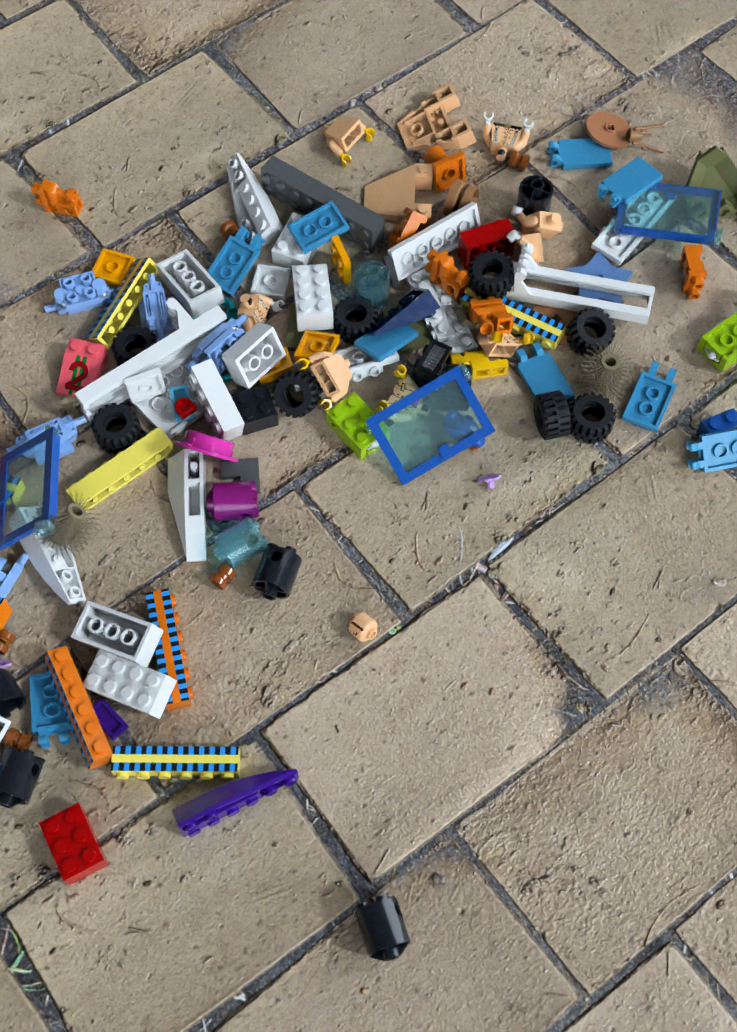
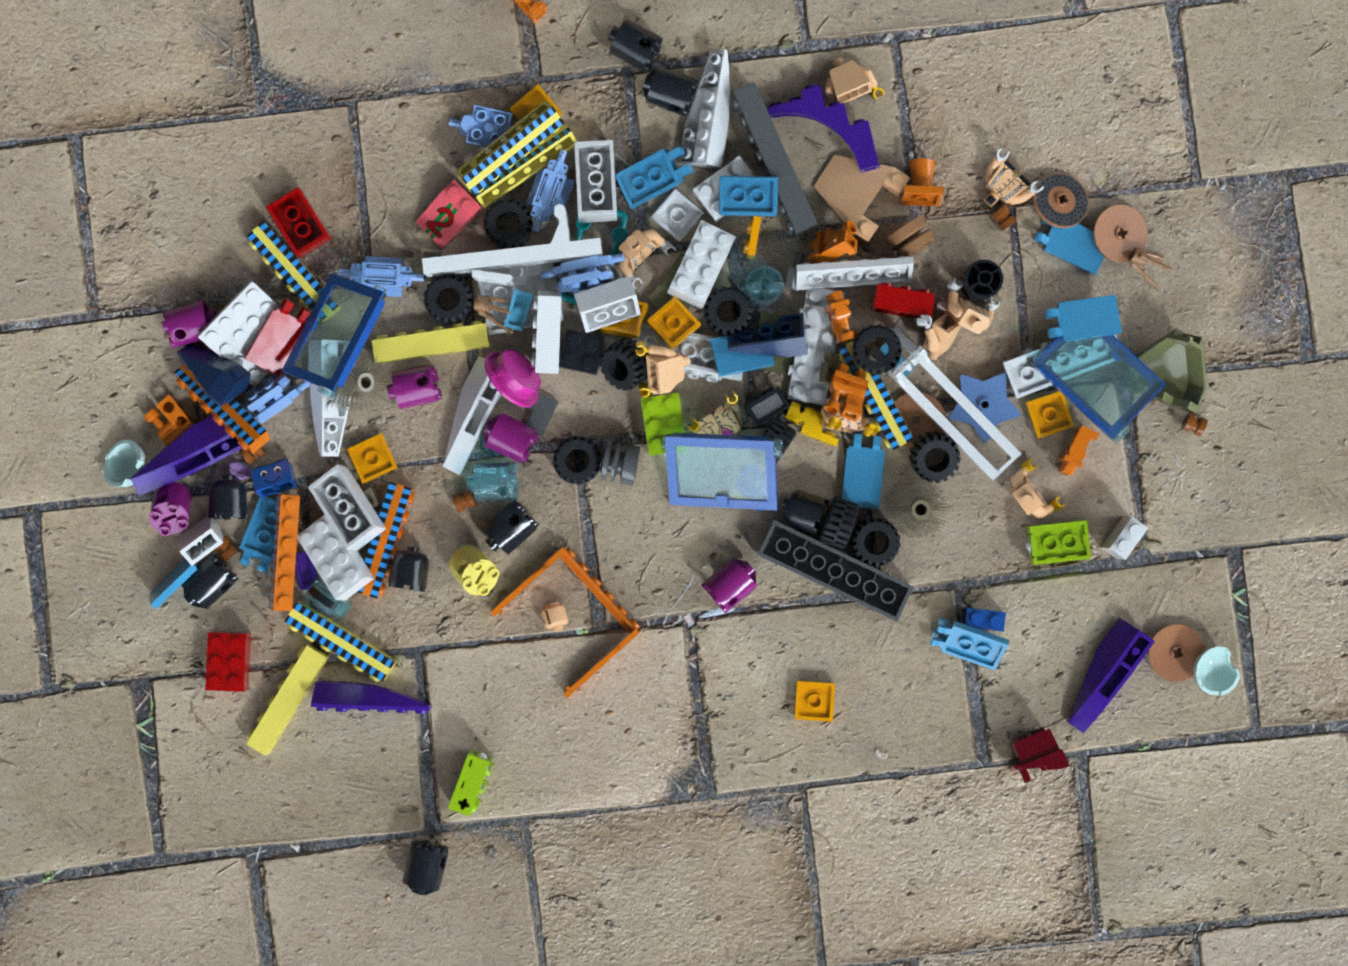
camera: 30 degrees right, 25 degrees up
(32, 651) = (274, 478): none -> blue brick
(104, 289) = (509, 147): none -> brick
(118, 588) = (372, 458): none -> light orange plate
(125, 506) = (409, 387): none -> magenta cylinder
(143, 728) = (324, 600): none -> clear light blue brick
(150, 413) = (484, 304): none -> medium nougat plant
(153, 849) = (287, 700): none -> light yellow brick
(164, 185) = (634, 44): none -> black cylinder
(184, 407) = (516, 320): red tile -> none
(206, 659) = (409, 569): none -> black cylinder
(211, 199) = (669, 90): none -> black cylinder
(229, 228) = (670, 136): dark orange wheel -> none
(265, 621) = (473, 570): none -> light yellow cylinder
(302, 476) = (577, 443): none -> black tyre
(342, 469) = (620, 463): none -> dark grey wheel
(350, 156) = (813, 107): none -> dark purple arch
(378, 816) = (471, 783): none -> lime piece
(382, 582) = (604, 597): none -> orange piece
(431, 126) = (944, 121): light nougat wedge -> none
(489, 479) = (747, 545): lavender plant -> none
(497, 512) = (731, 583): none -> magenta cylinder
(518, 424) = (805, 510): none -> black cylinder
(552, 131) = (1074, 197): none -> piece
(575, 455) = (835, 570): none -> dark grey brick
(633, 568) = (814, 701): none -> light orange plate
(650, 399) = (945, 552): dark azure tile -> none
(652, 264) = (1049, 414): none -> light orange plate
(683, 320) = (1028, 494): none -> light nougat torso

